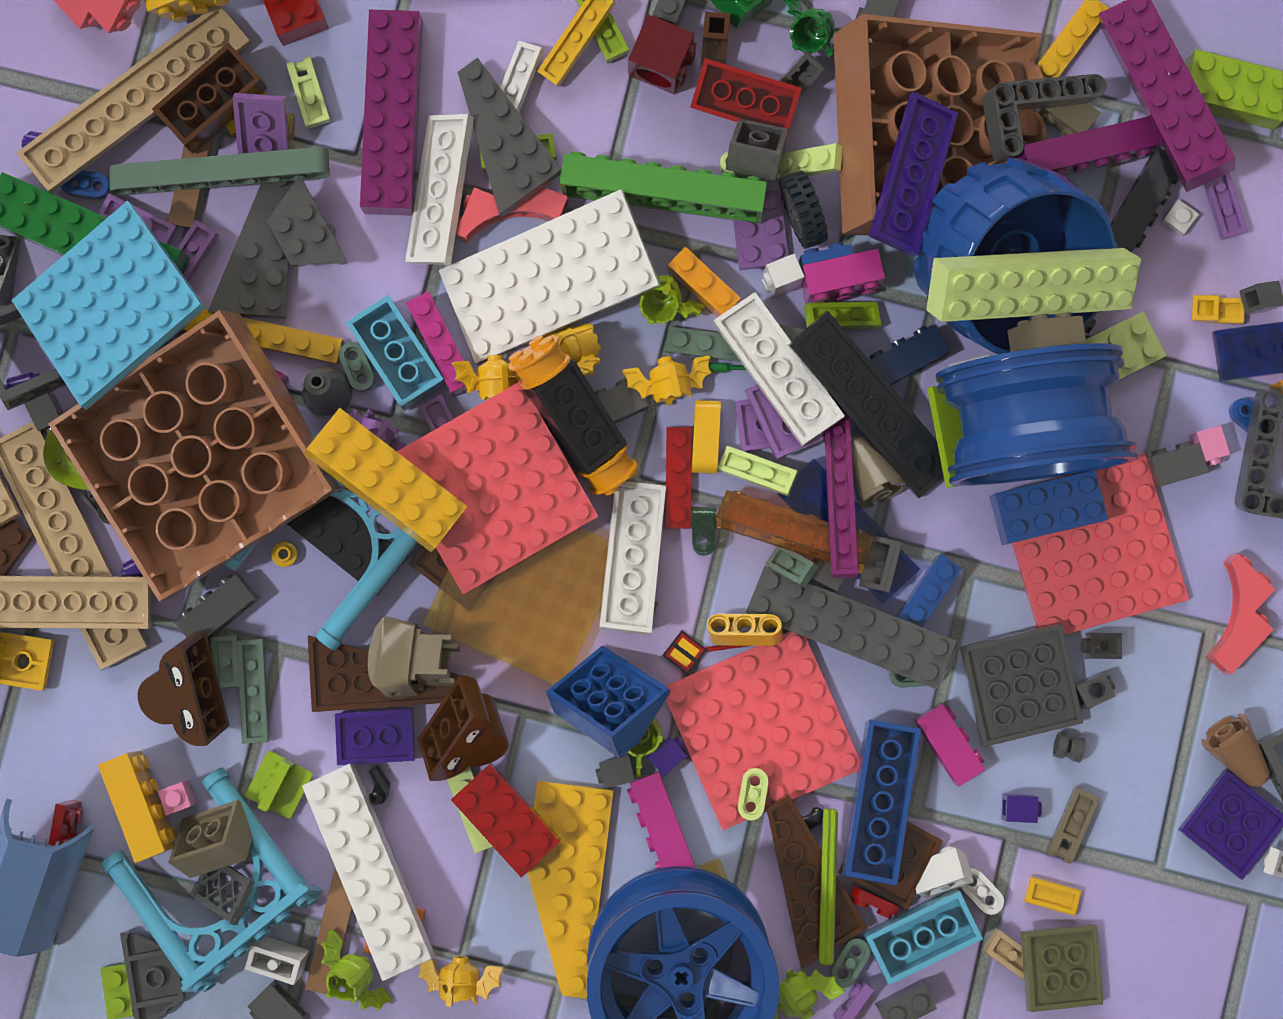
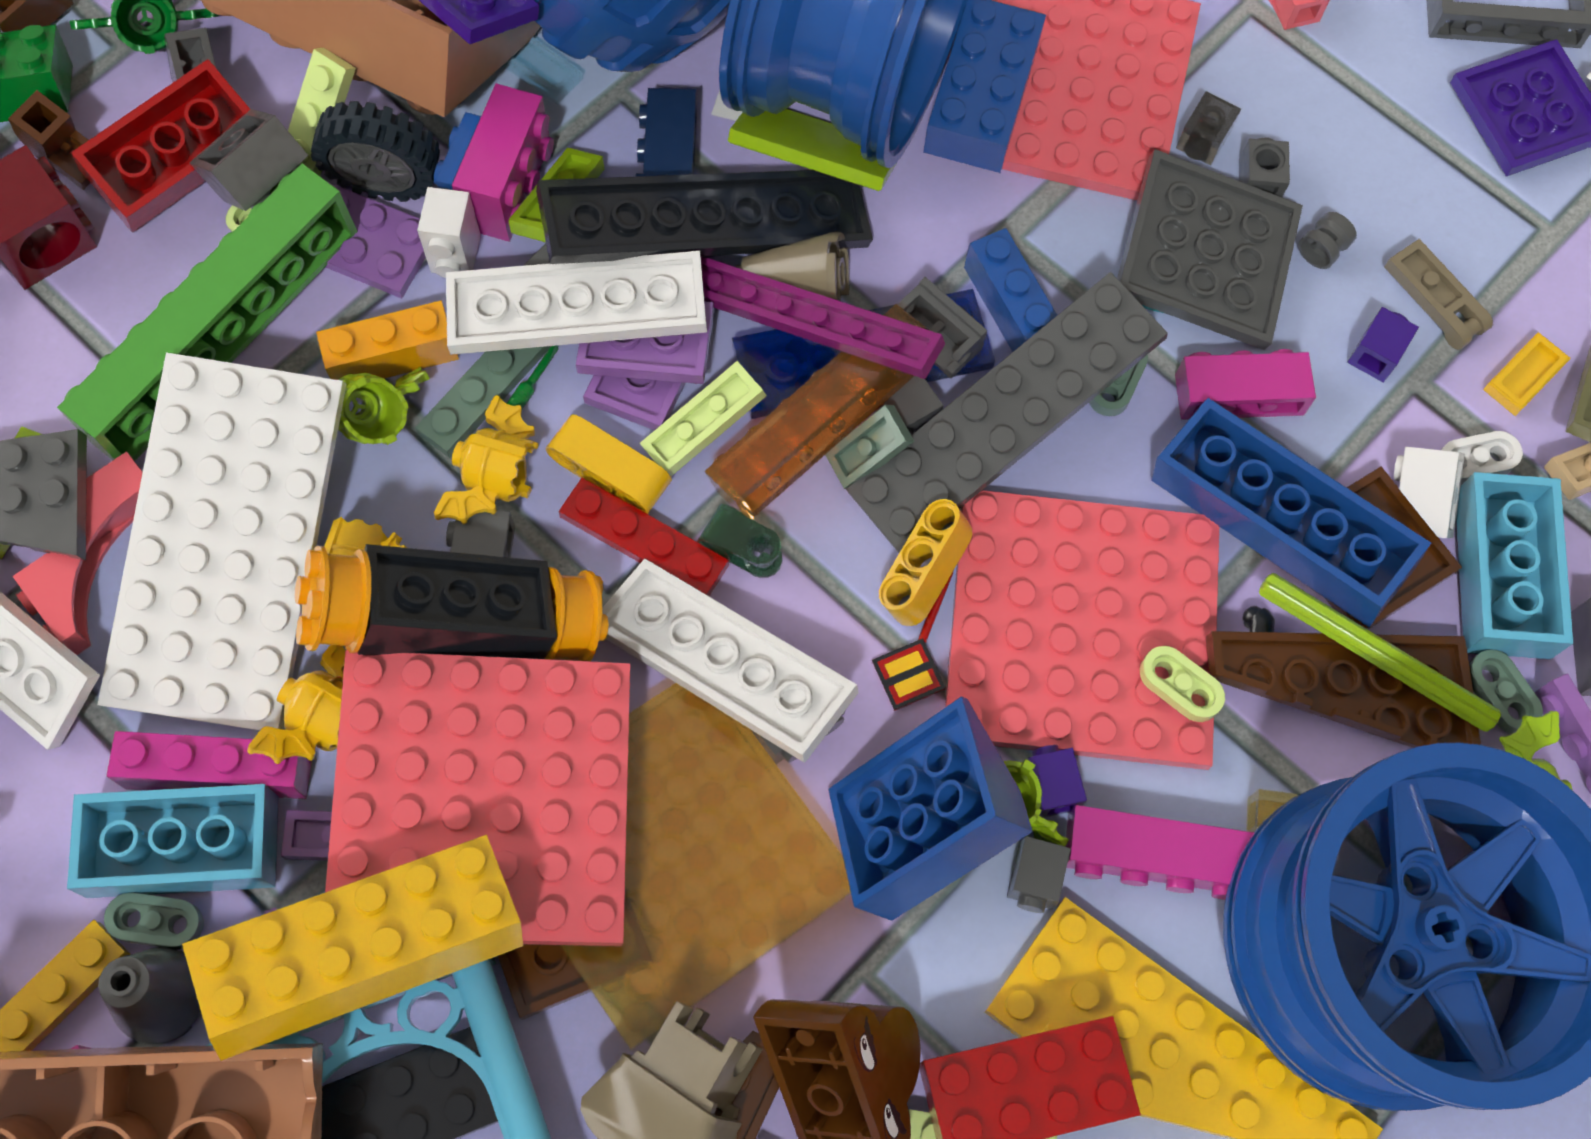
camera: 65 degrees left, 15 degrees down
(864, 898) = (1442, 596): red plate -> none
(1237, 749) = (1432, 44): medium nougat cone -> none

